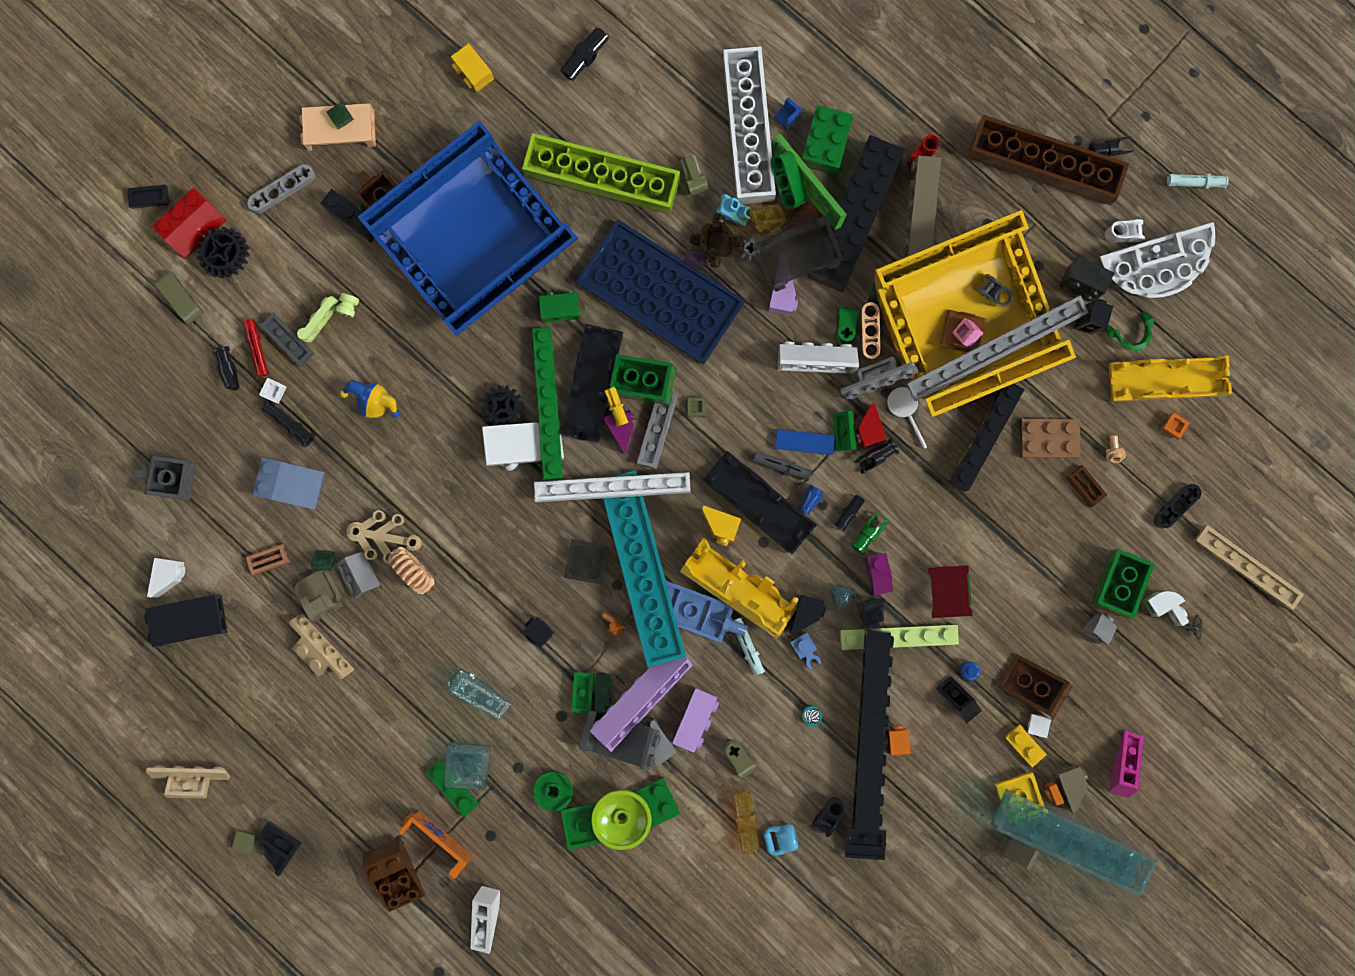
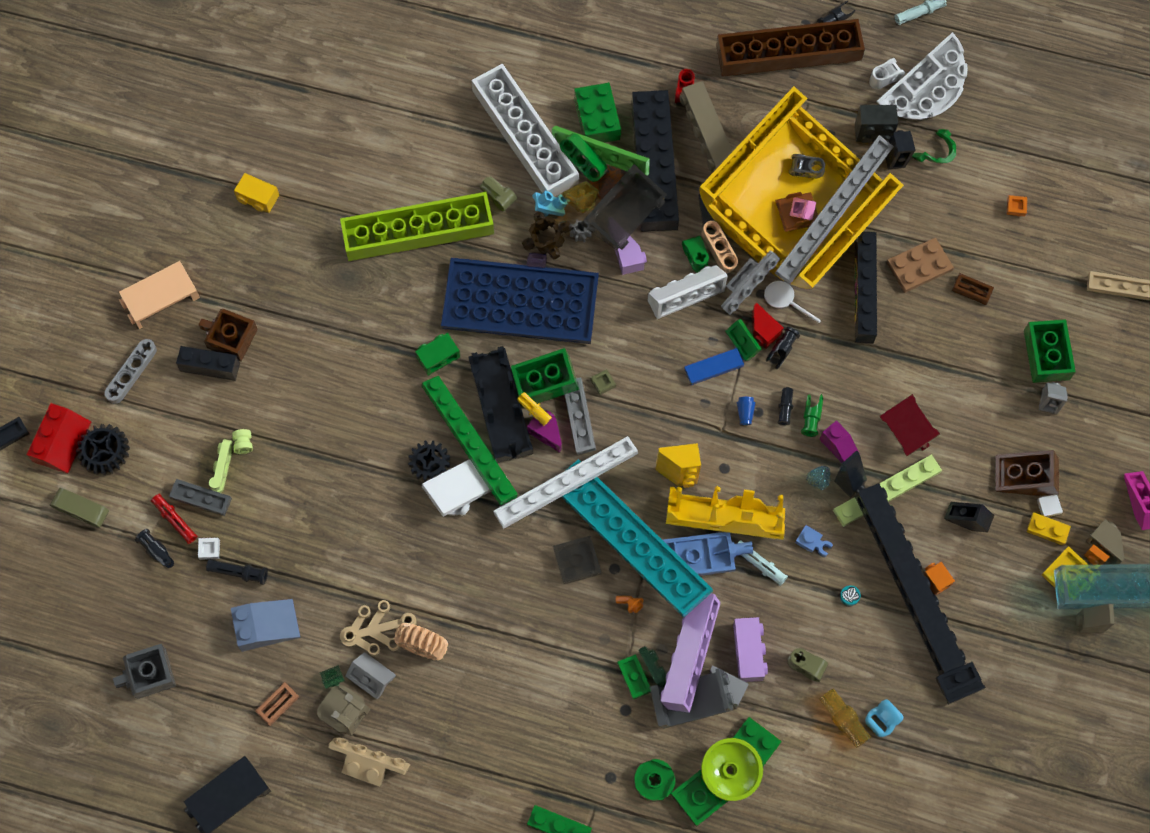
camera: 30 degrees left, 15 degrees down
(165, 576) = (186, 764): white slope -> none
(340, 115) = (158, 281): clear green plate -> none
(371, 399) = (305, 511): piece -> none
(467, 228) = (322, 325): blue slope -> none
(467, 765) = (564, 795): clear light blue slope -> none
(478, 693) = (539, 725): clear light blue slope -> none
(538, 631) = (565, 641): black brick -> none
(584, 54) = (350, 139): black piece -> none
(759, 502) = (714, 436): black piece -> none
(783, 466) = (706, 394): dark grey pin -> none
(788, 114) = (553, 108): blue panel -> none
(807, 613) = (796, 505): black slope -> none
(828, 818) = (915, 678): black piece -> none
(969, 671) = (964, 489): blue piece -> none
(1115, 454) = (981, 251): light nougat plate -> none
(1167, 602) = (1095, 349): white brick -> none
(1169, 379) = (990, 171): yellow piece -> none
(1185, 506) = (1063, 263): black beam -> none
(1196, 627) = (1131, 358): clear smoke plant -> none

